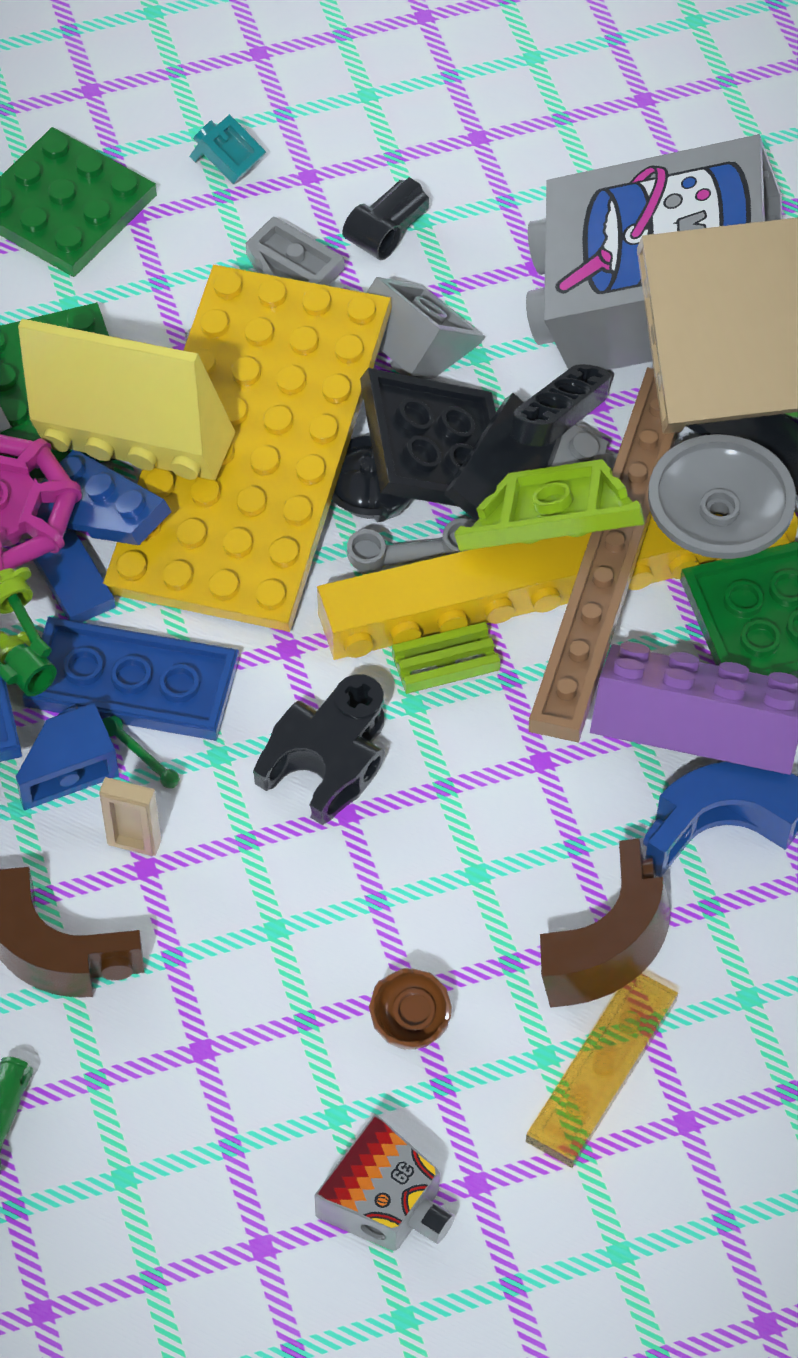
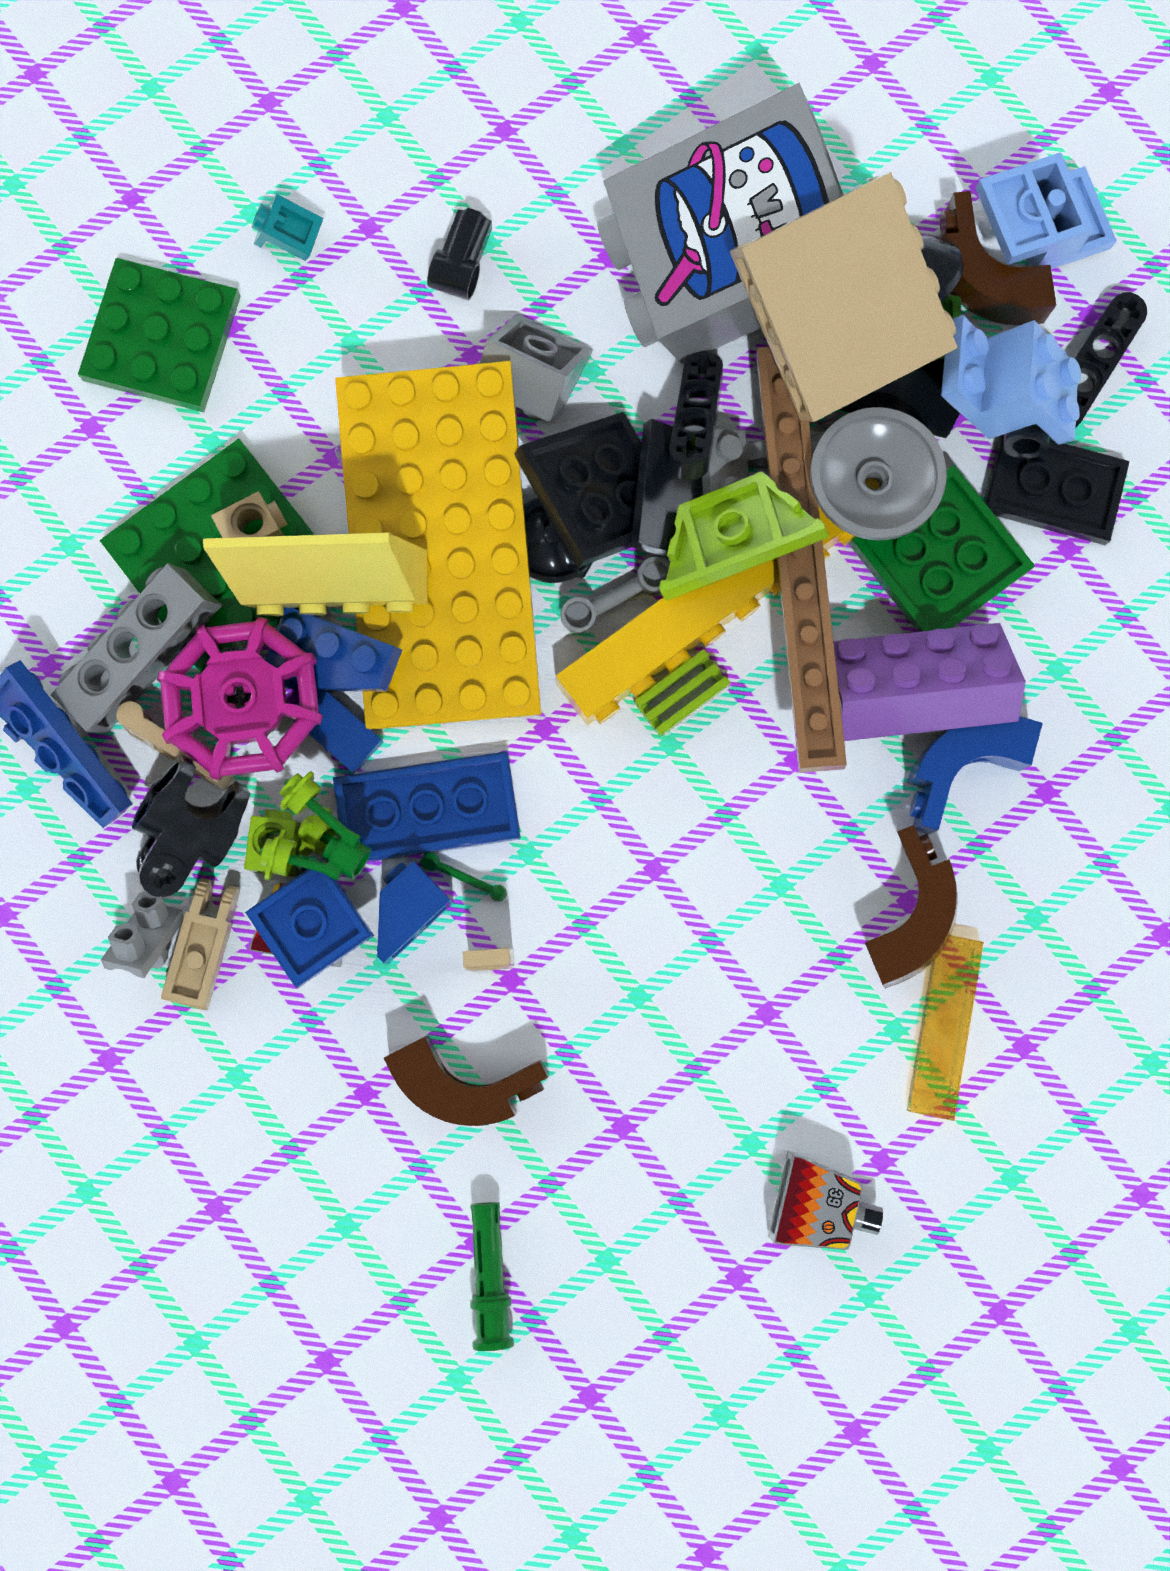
camera: 20 degrees left, 25 degrees up
(290, 254) = (394, 332): light grey wing -> none
(329, 743) = (621, 816): black piece -> none
(410, 1008) = (781, 1043): dark orange hair -> none

